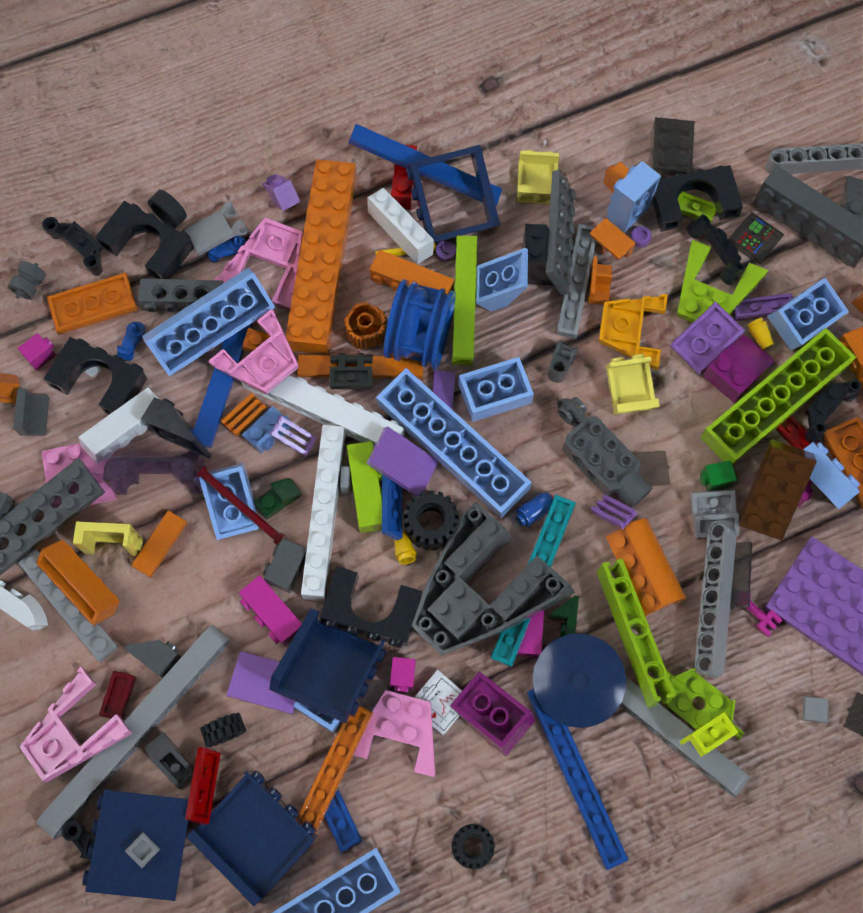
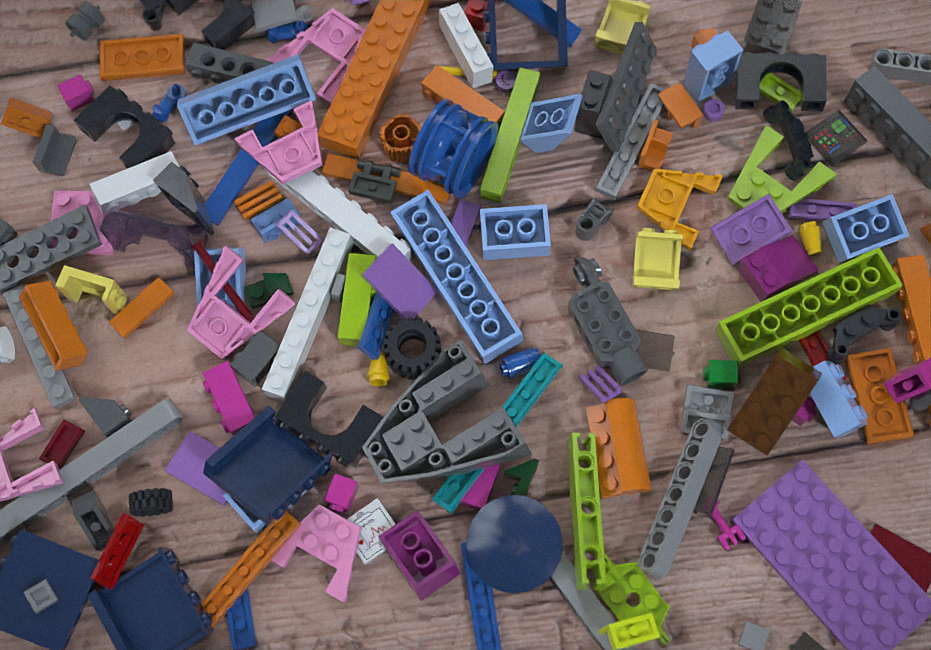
camera: 20 degrees right, 0 degrees up
(242, 542) = (222, 326): none -> bright pink wing

